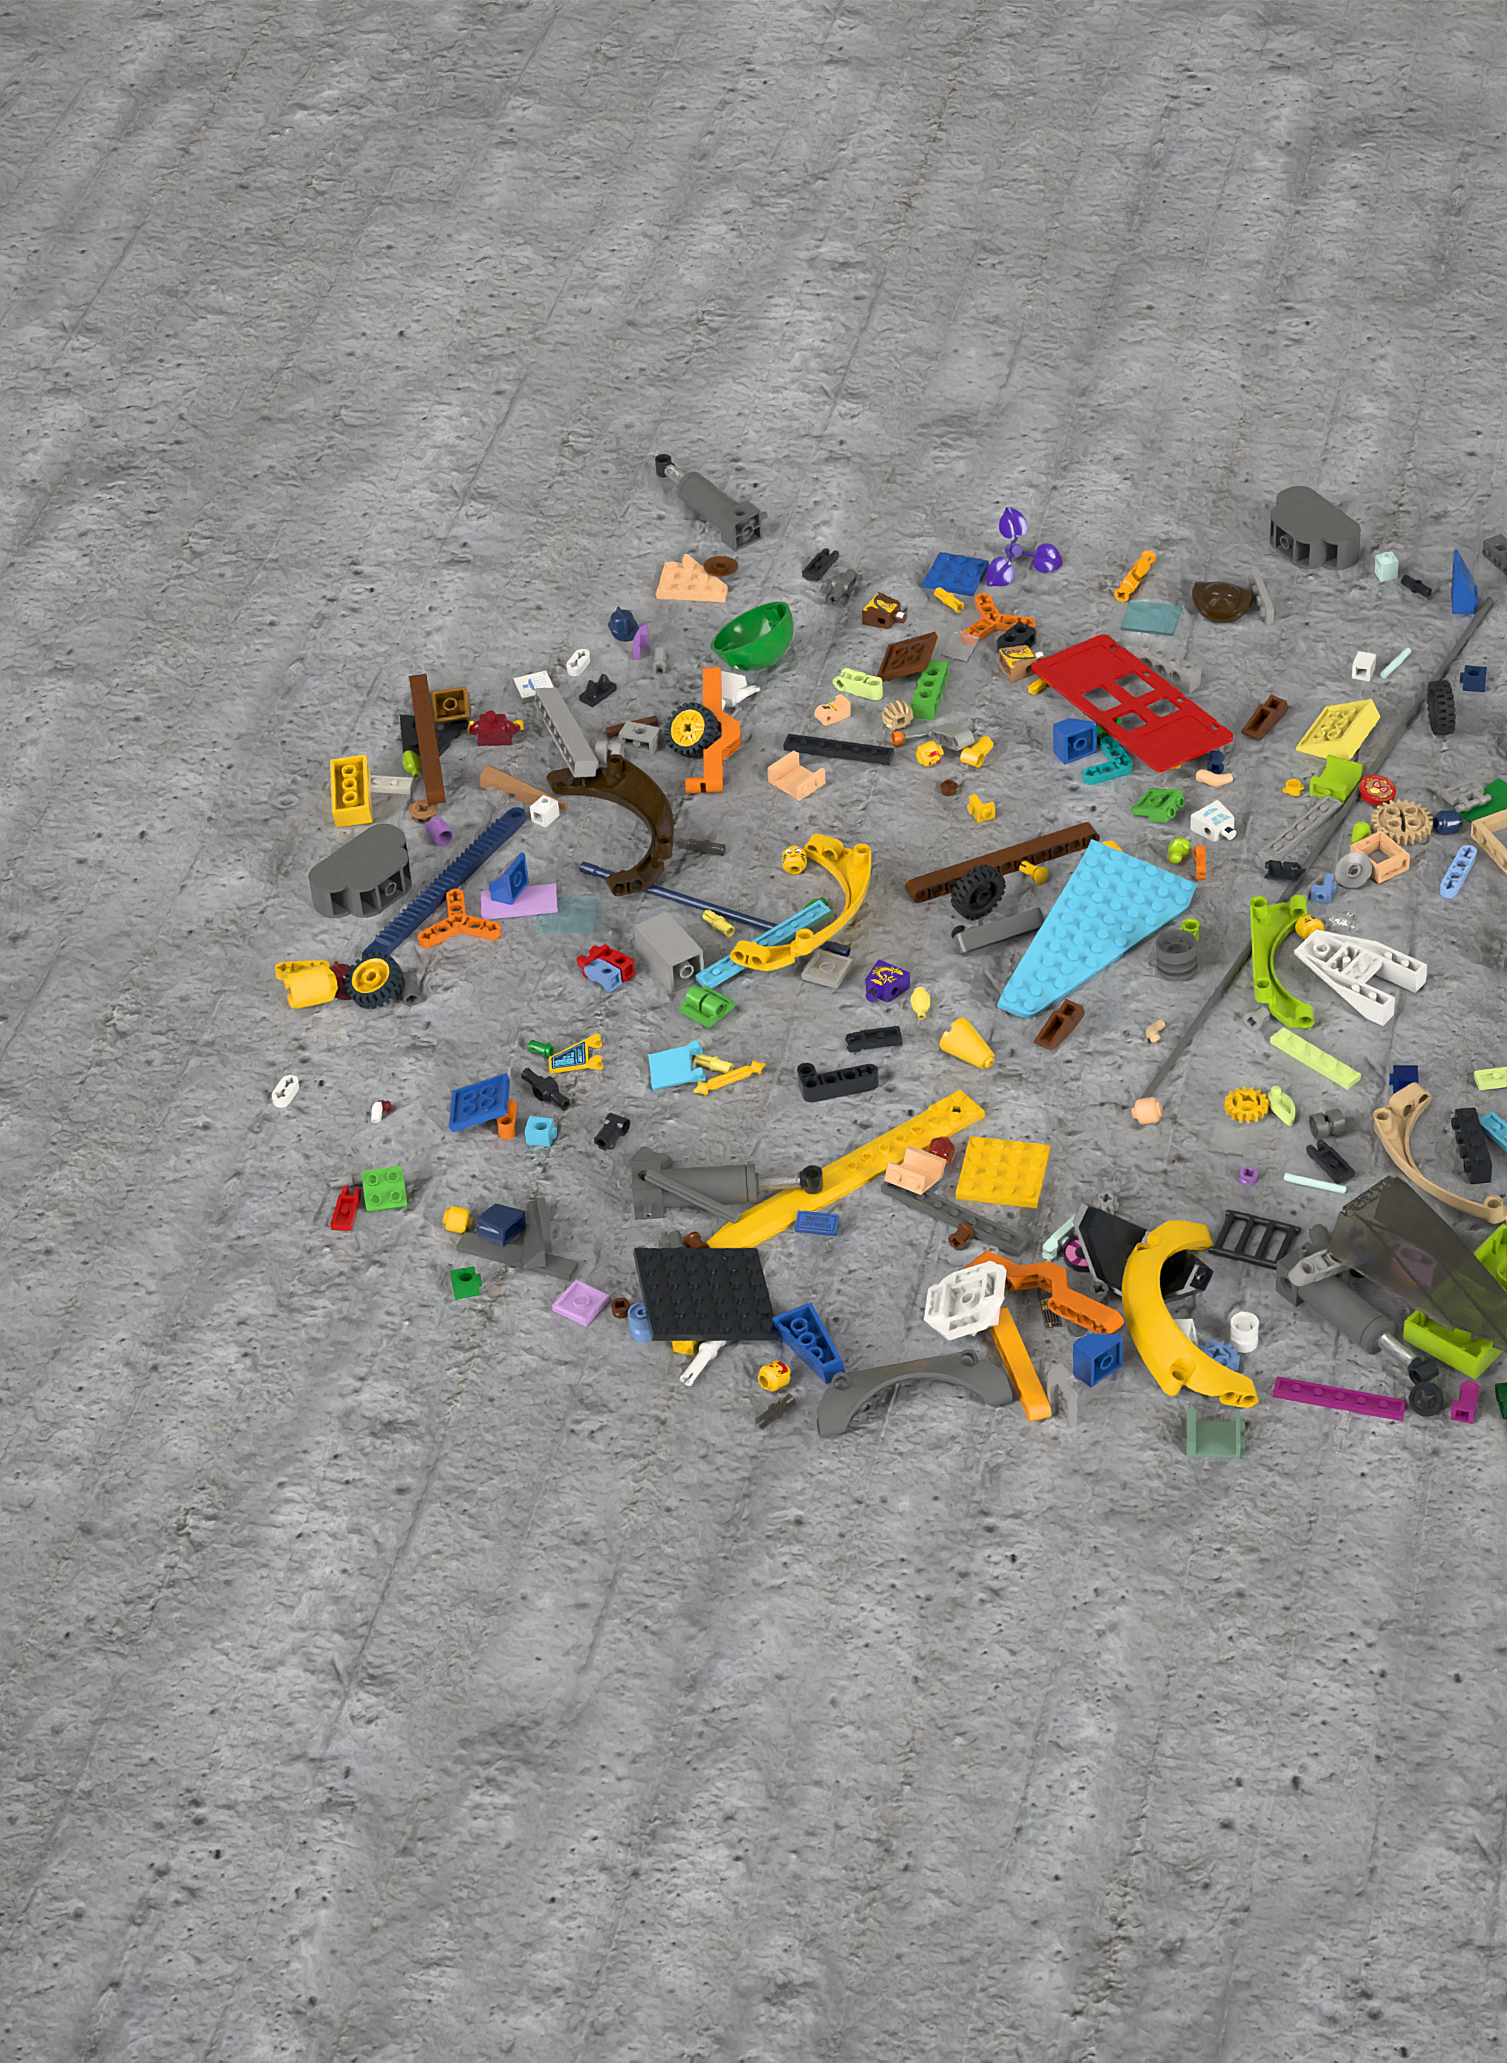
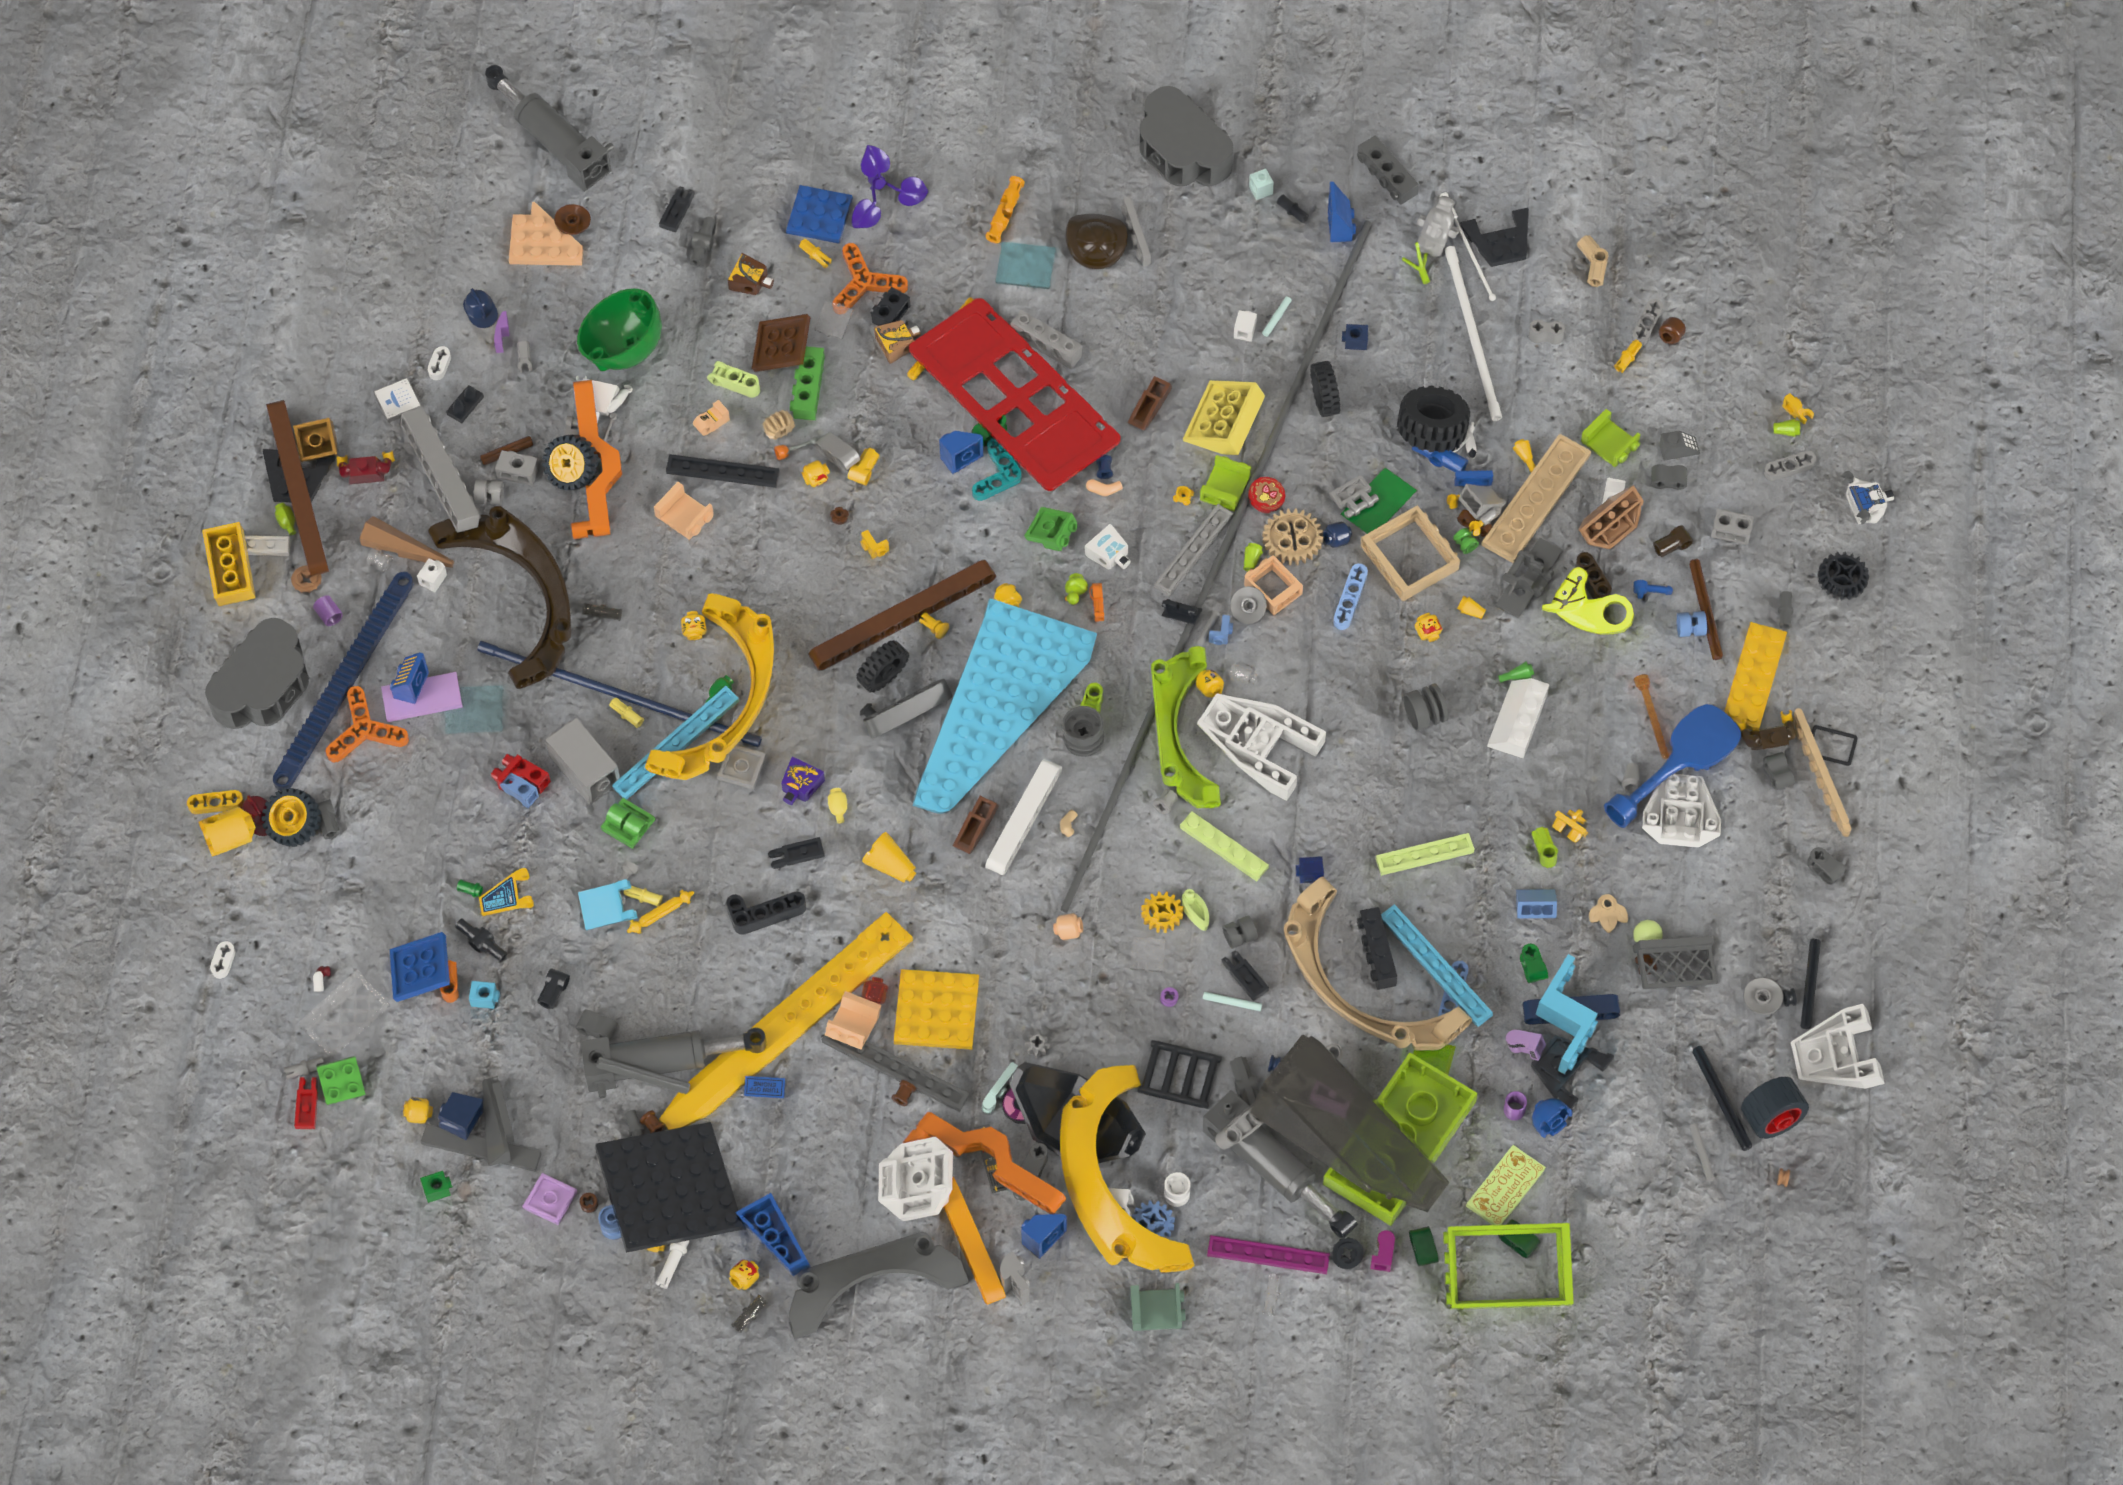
camera: 10 degrees left, 20 degrees up
(1109, 1022) = (1023, 817): none -> white beam

